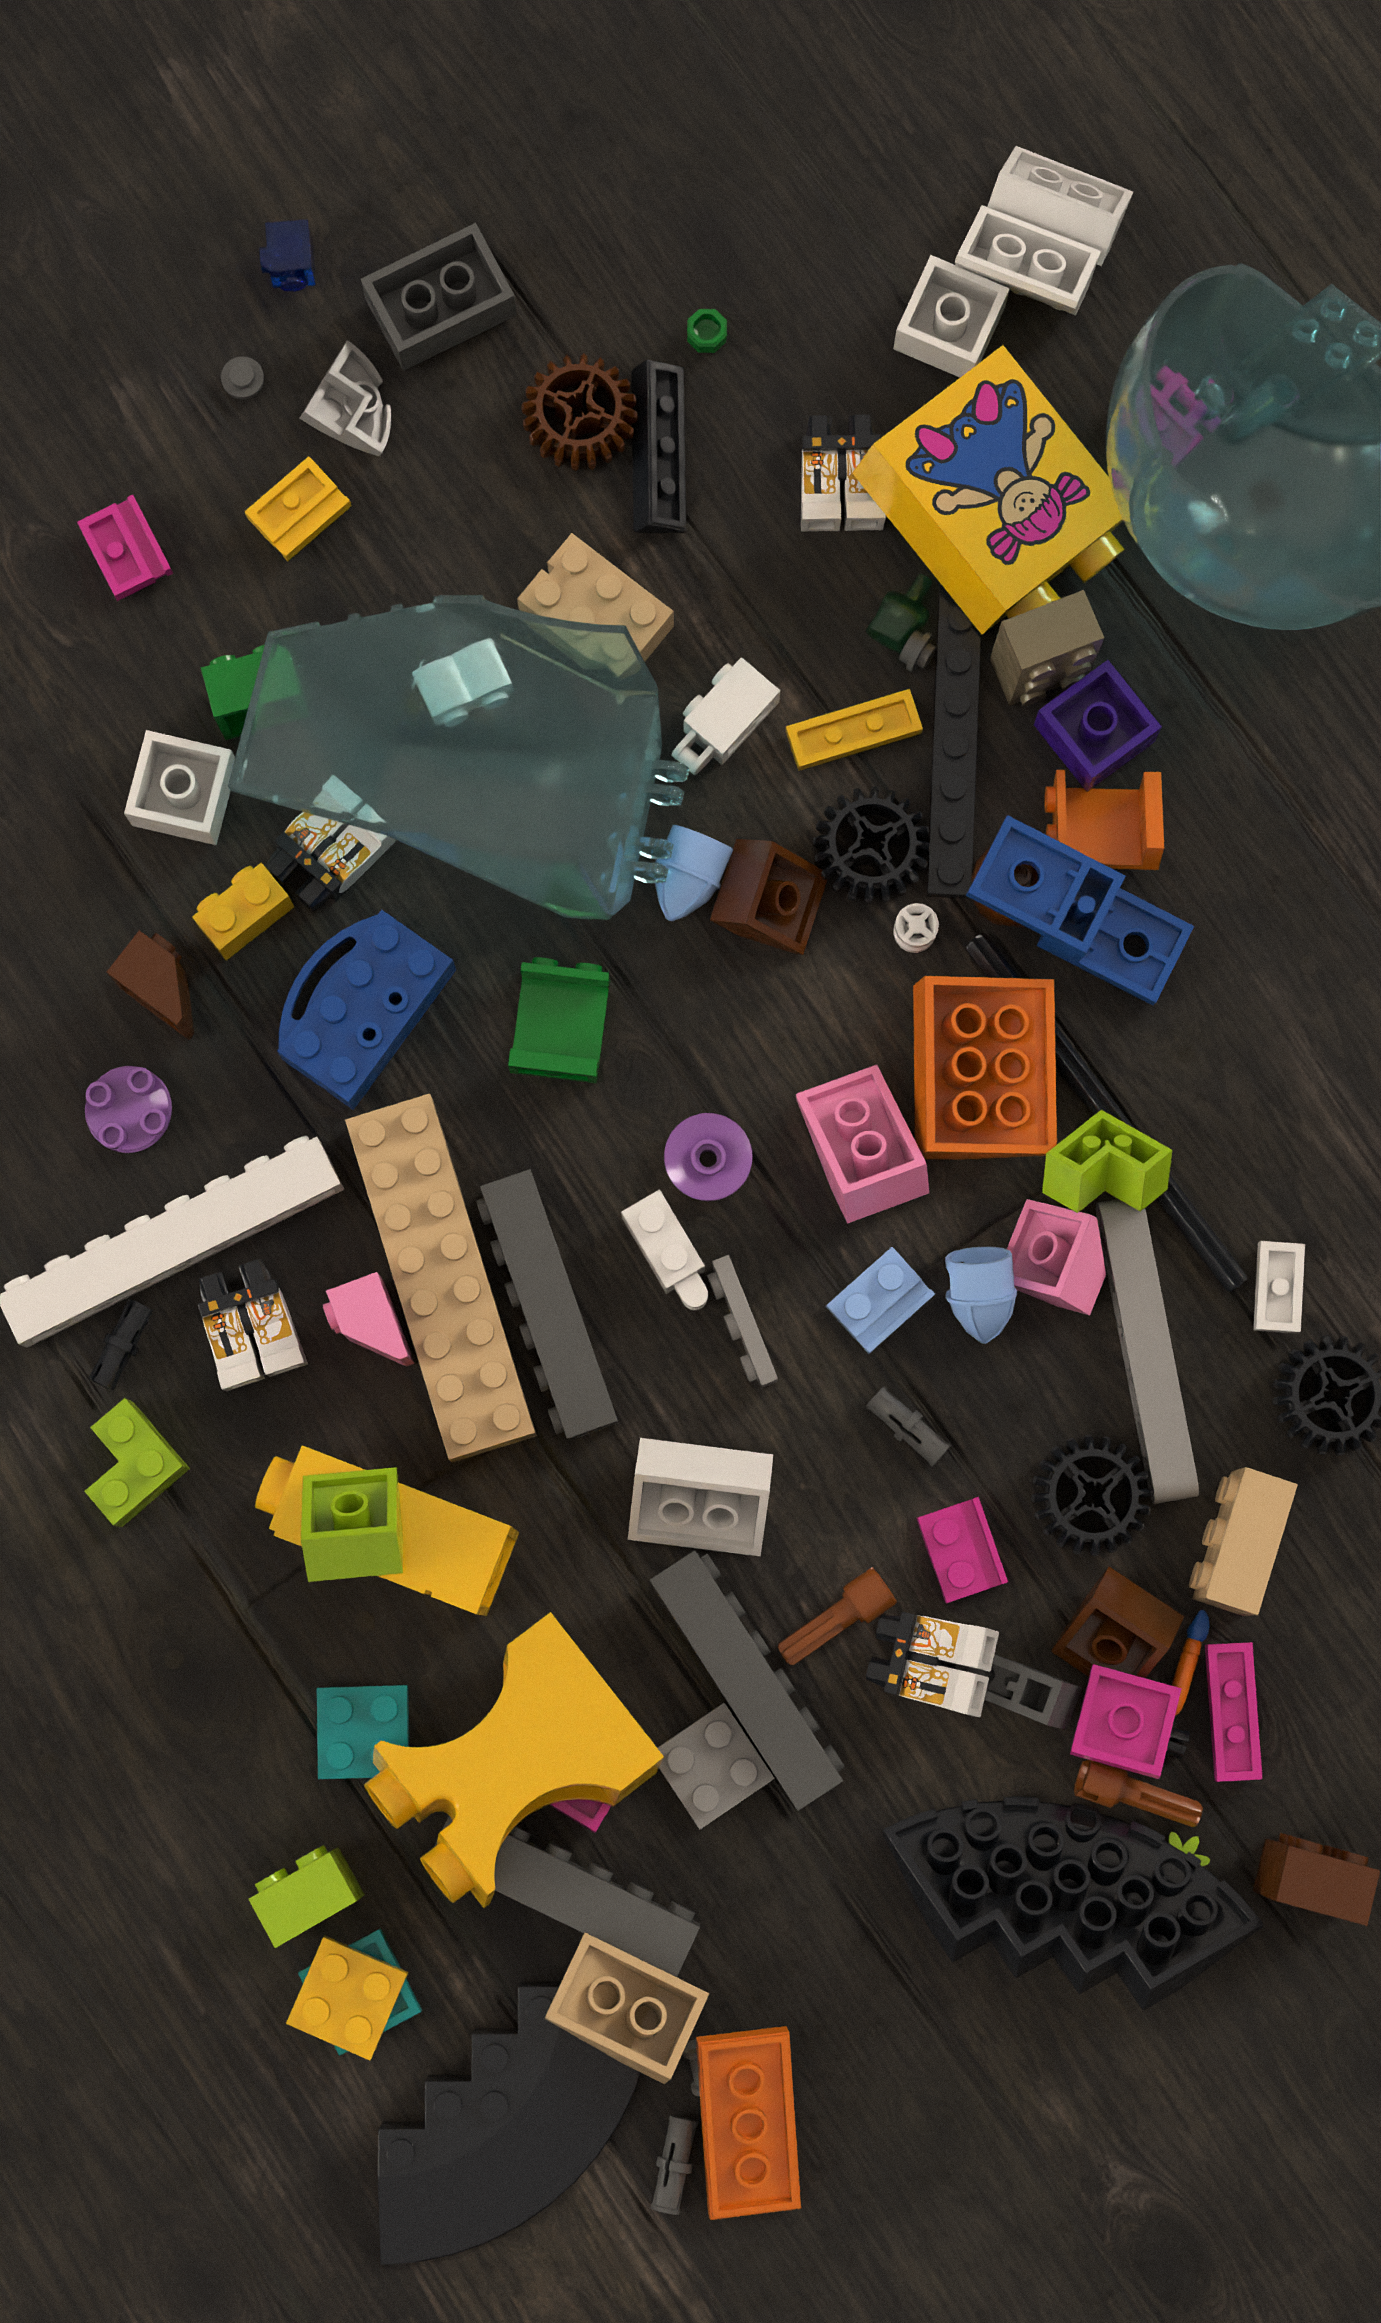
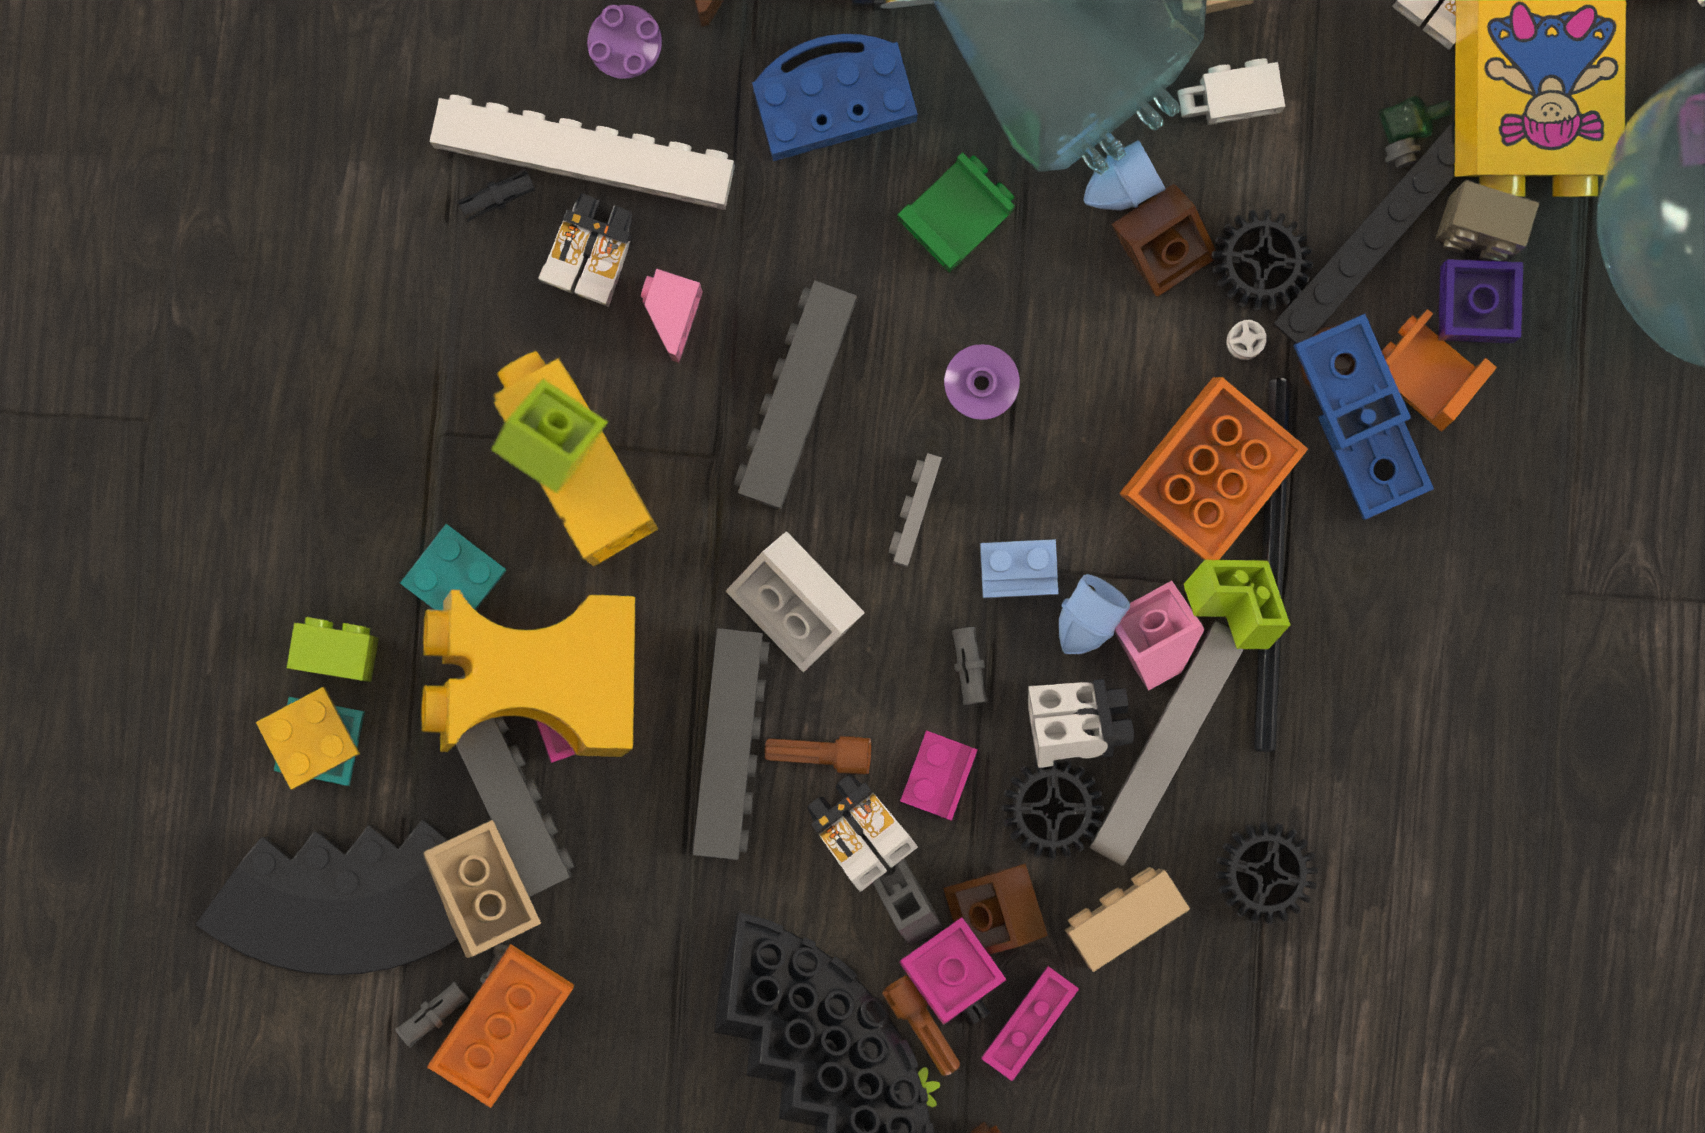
camera: 40 degrees right, 5 degrees up
(144, 1466) = (447, 289): lime brick -> none
(440, 1278) = (740, 319): tan brick -> none
(667, 1249) = (905, 421): white brick -> none
(712, 1766) = (662, 782): light grey plate -> none
(854, 729) = (1315, 172): yellow plate -> none
(863, 1143) = (1092, 456): bright pink slope -> none
(1049, 1395) = (1077, 720): none -> white hips
(1189, 1657) = (1047, 954): orange piece -> none
(1279, 1287) = (1290, 773): white plate -> none

